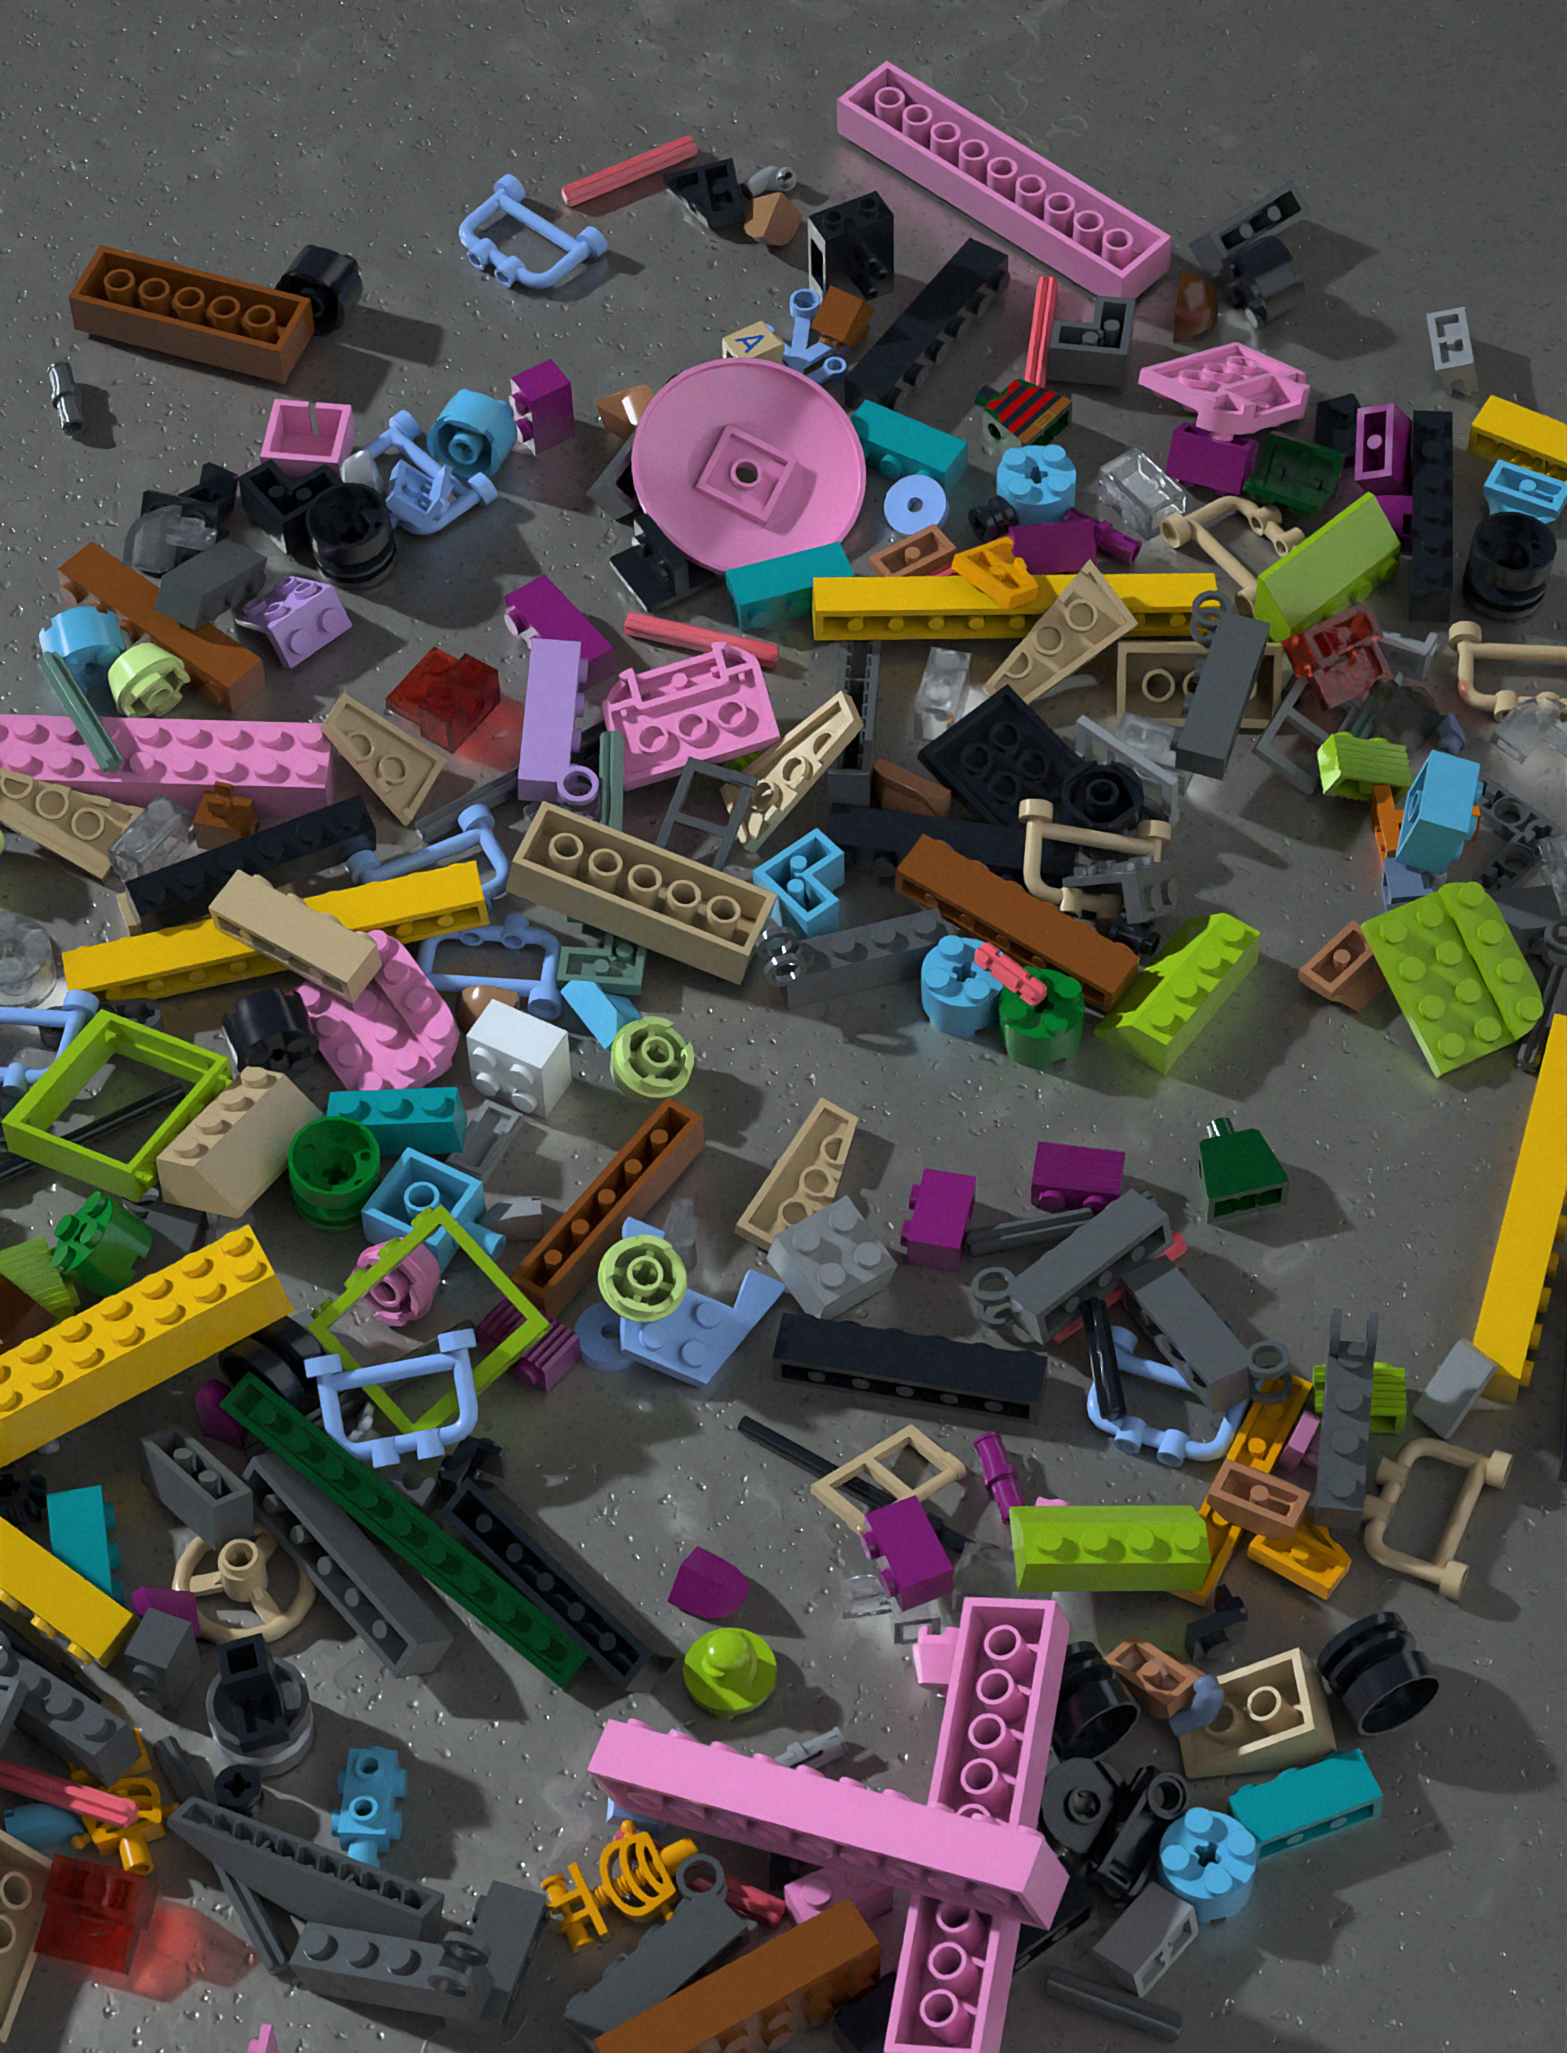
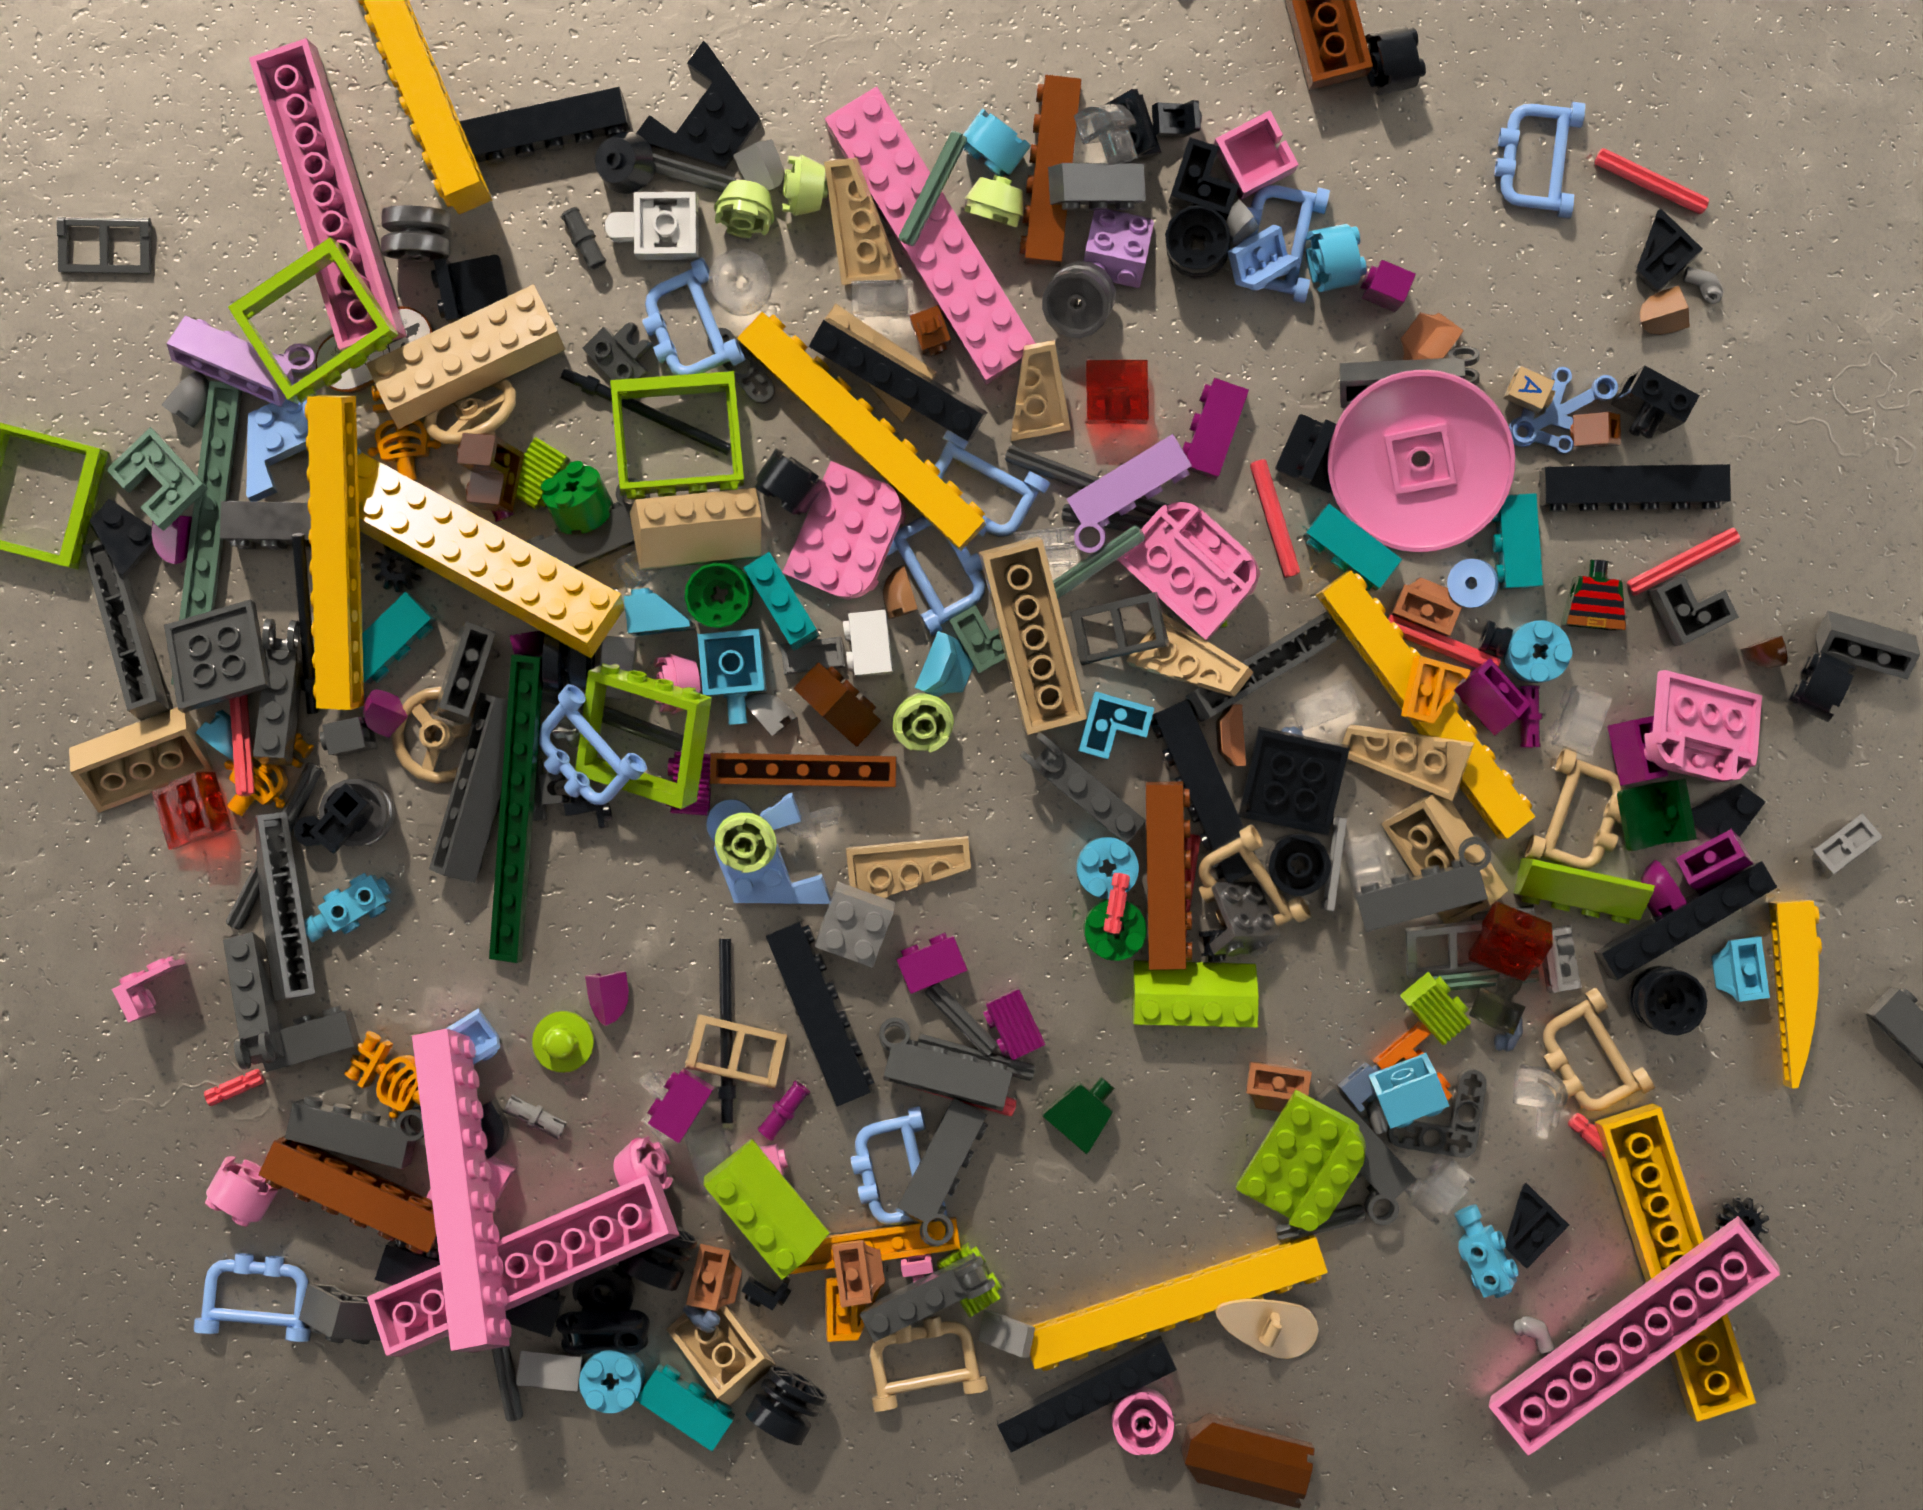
camera: 50 degrees right, 35 degrees up
(296, 935) = (853, 454): tan brick -> none
(307, 1246) = (652, 614): none -> medium azure slope
(319, 639) = (1084, 315): none -> flat silver wheel
(556, 1127) = (838, 703): none -> reddish brown brick
(558, 1585) = (543, 916): black brick -> none
(1003, 184) = (1799, 449): bright pink brick -> none
(1103, 1359) = (892, 1123): black axle -> none

